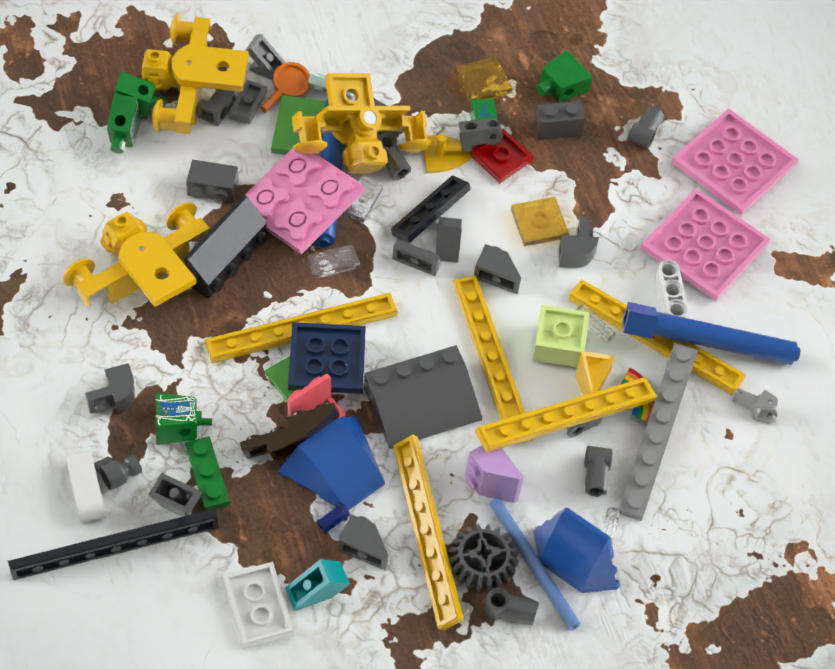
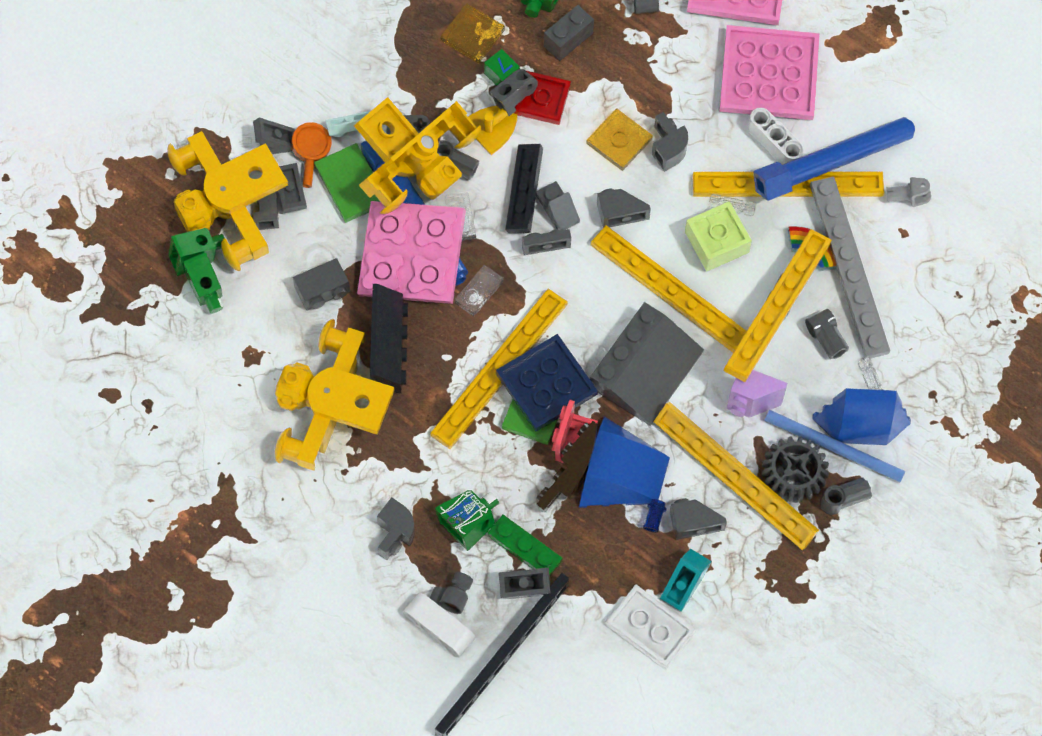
camera: 30 degrees left, 10 degrees up
(593, 371) = (766, 254): yellow slope -> none

